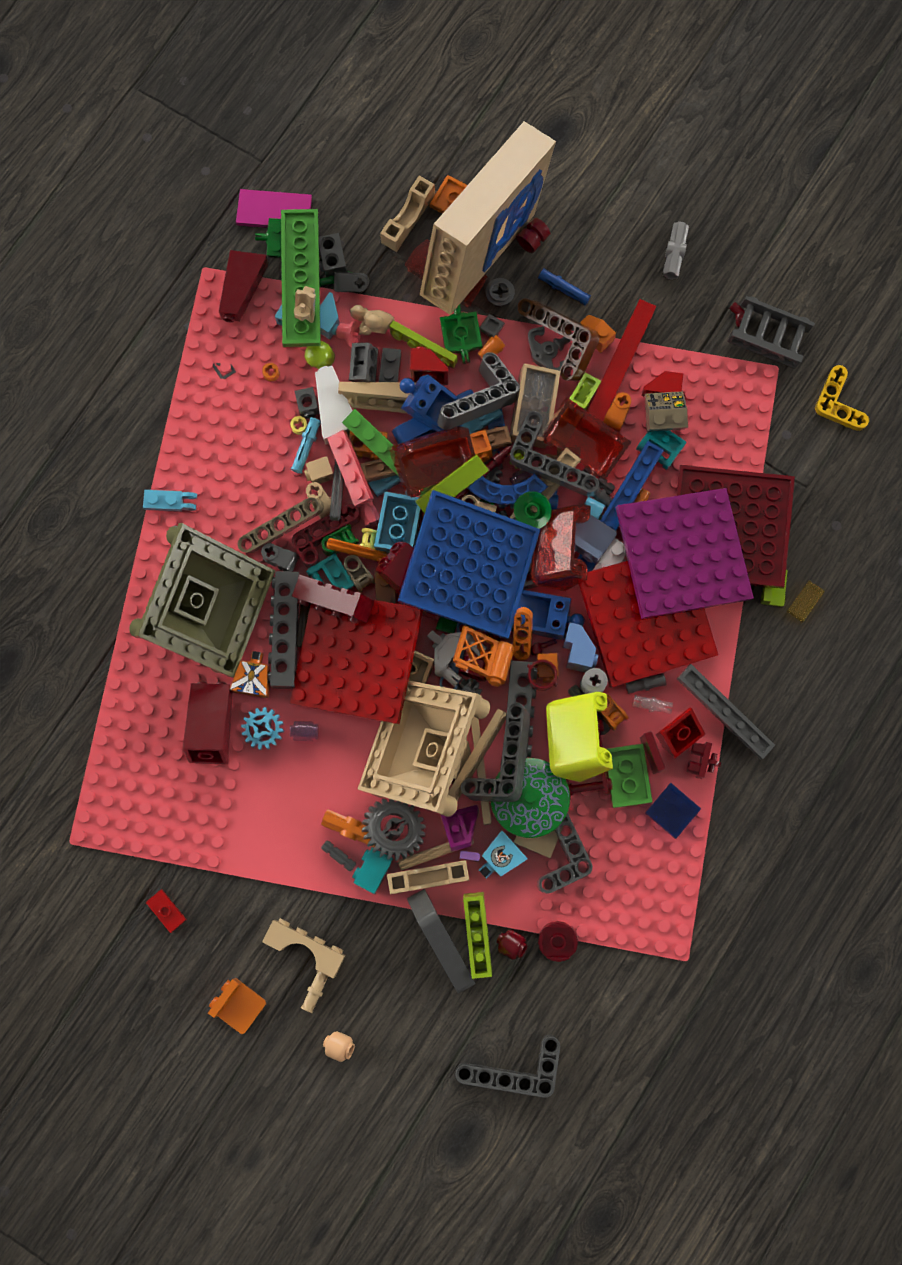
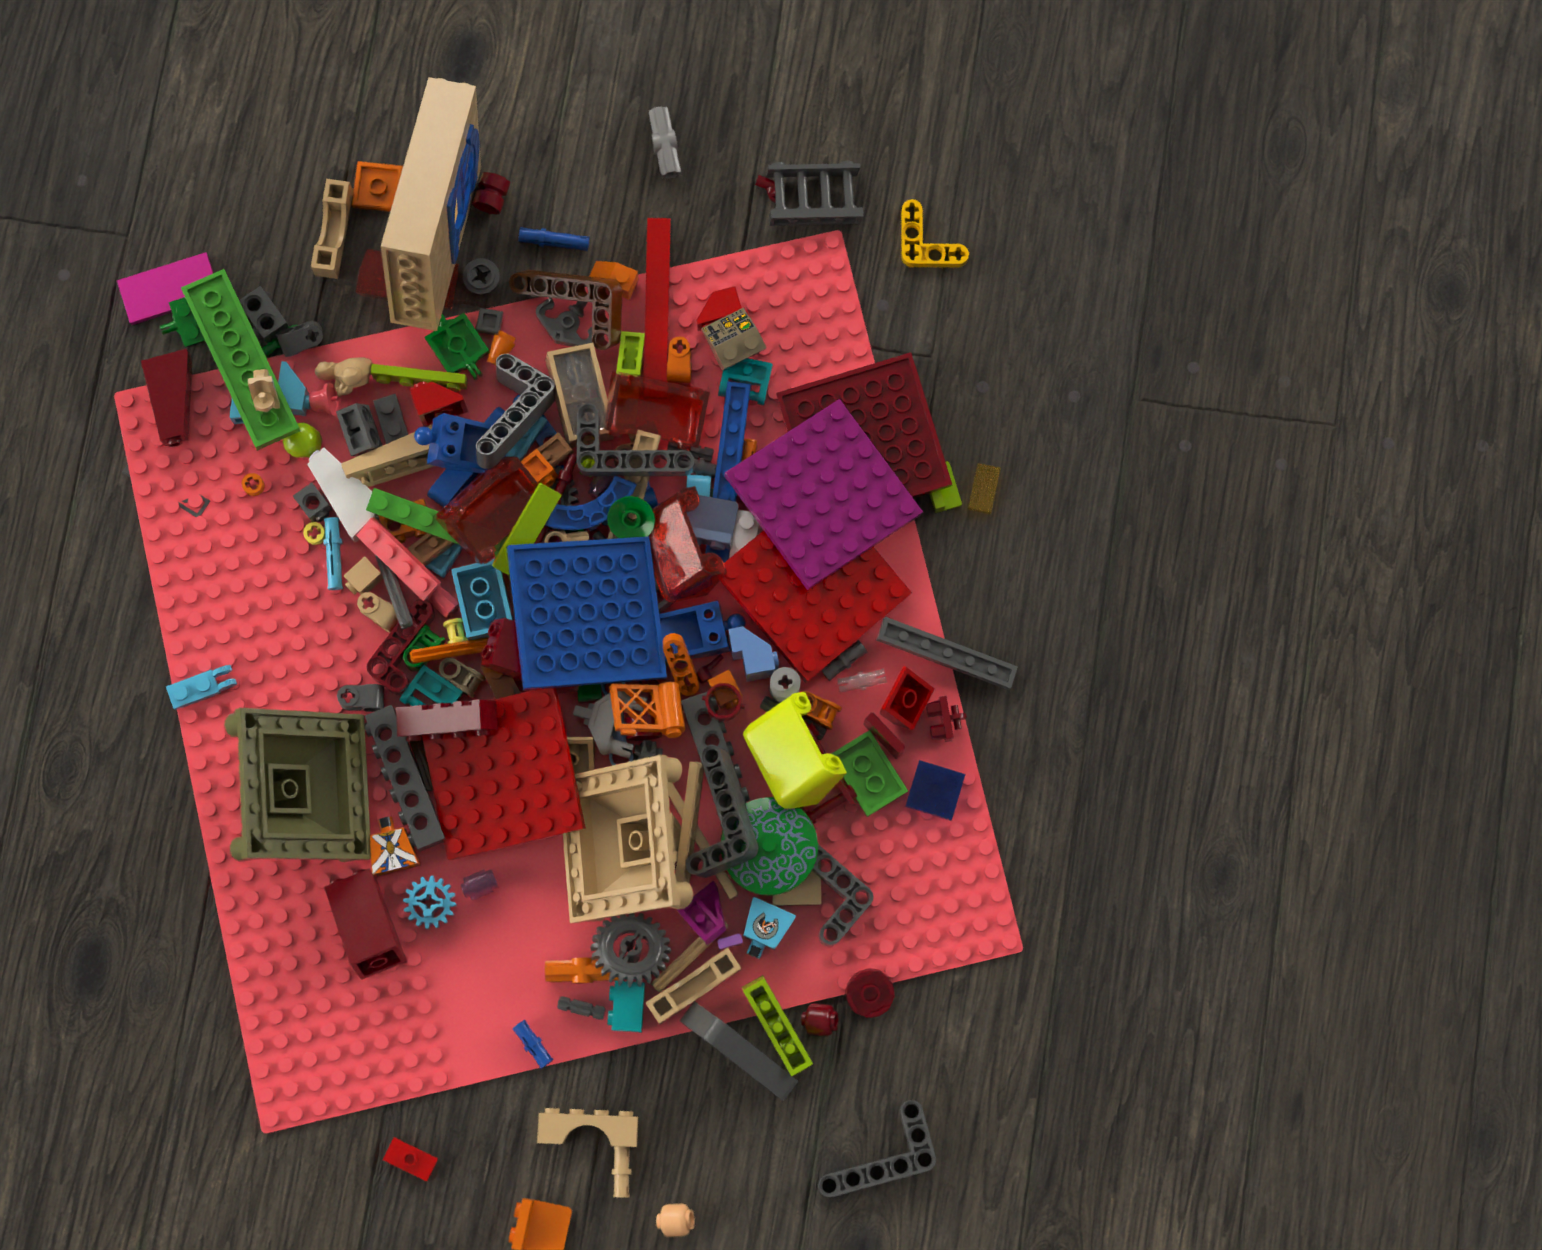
camera: 30 degrees left, 0 degrees up
(289, 524) = (338, 668): dark tan beam -> none
(291, 866) = (532, 1044): none -> blue pin

